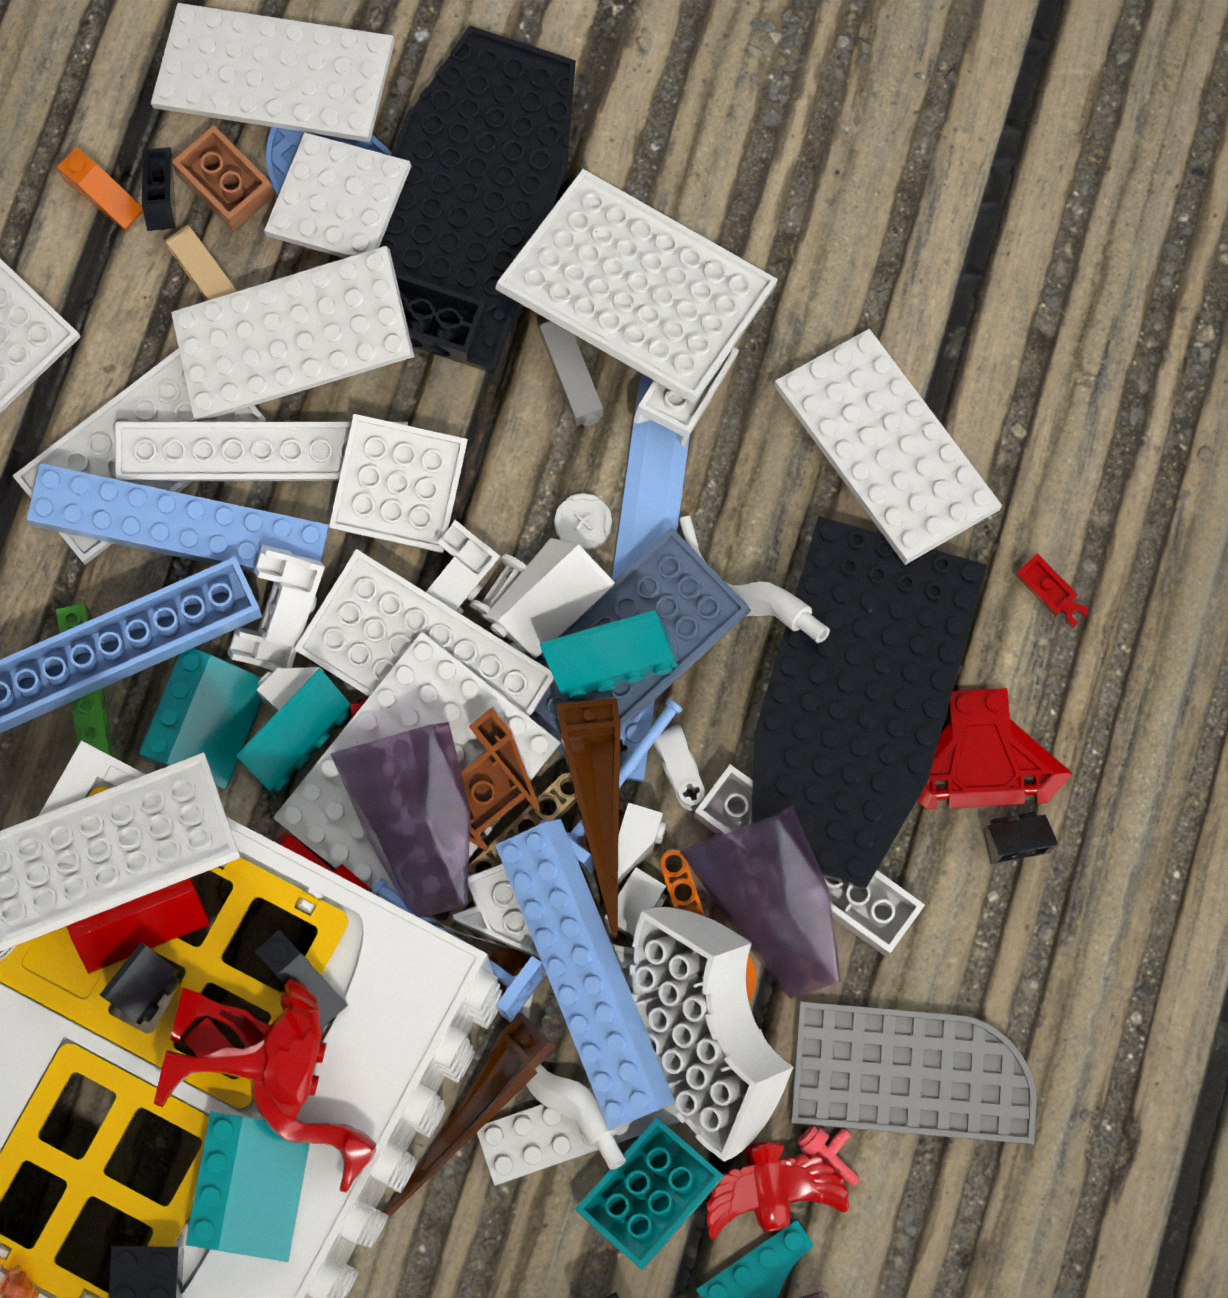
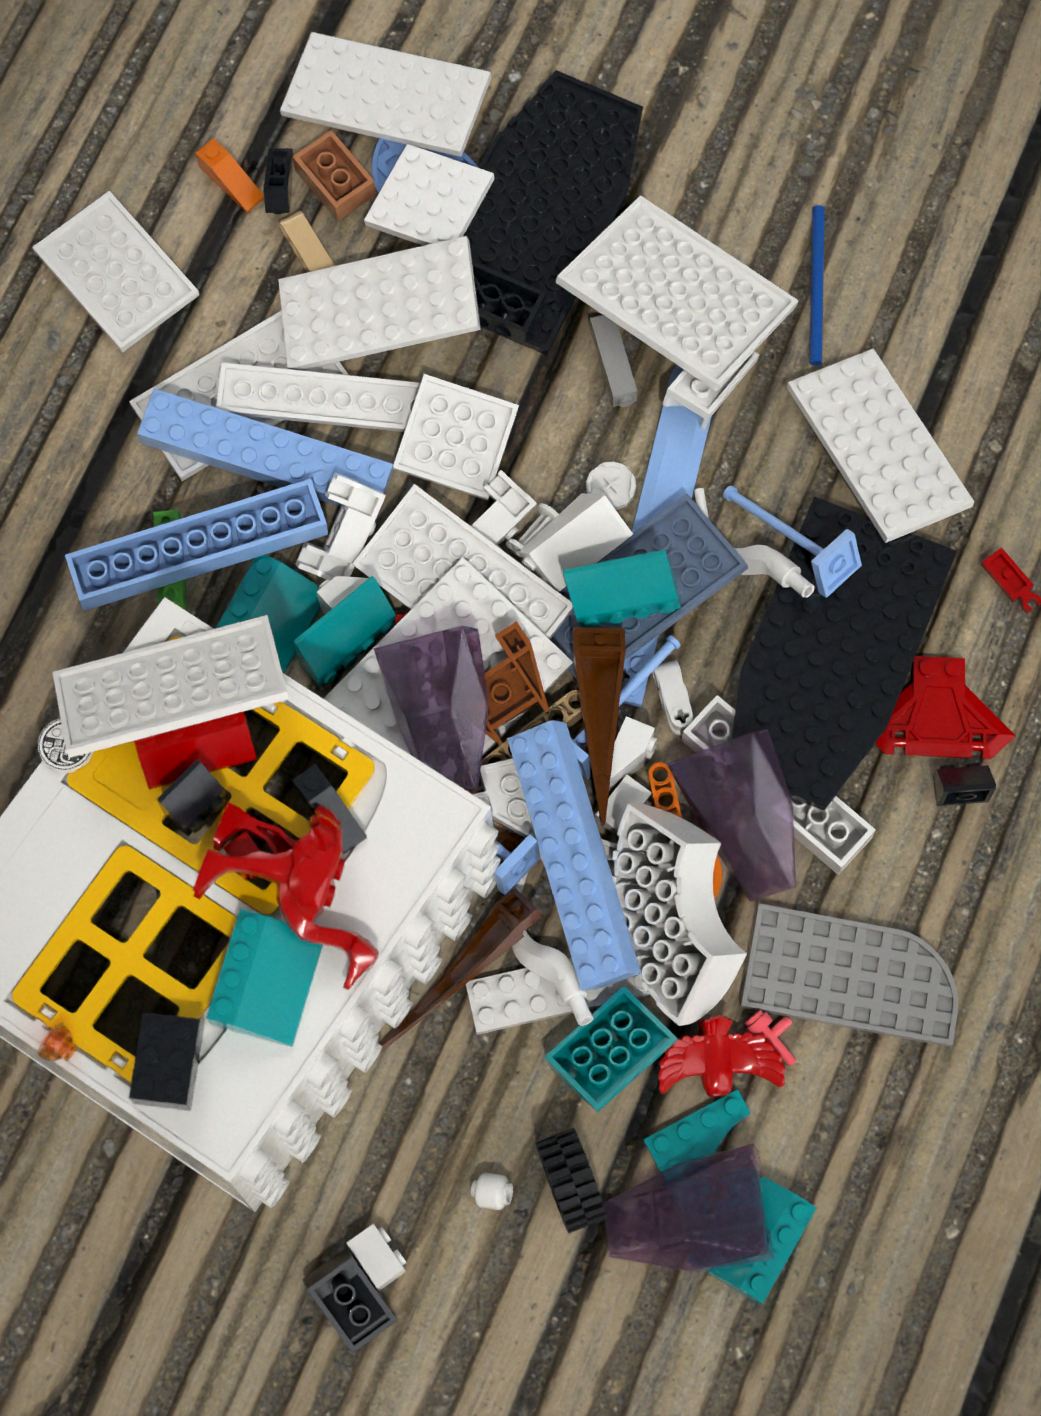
camera: 10 degrees right, 5 degrees down
(797, 258) = (817, 277): none -> blue piece
(848, 599) = (830, 565): none -> light blue tile

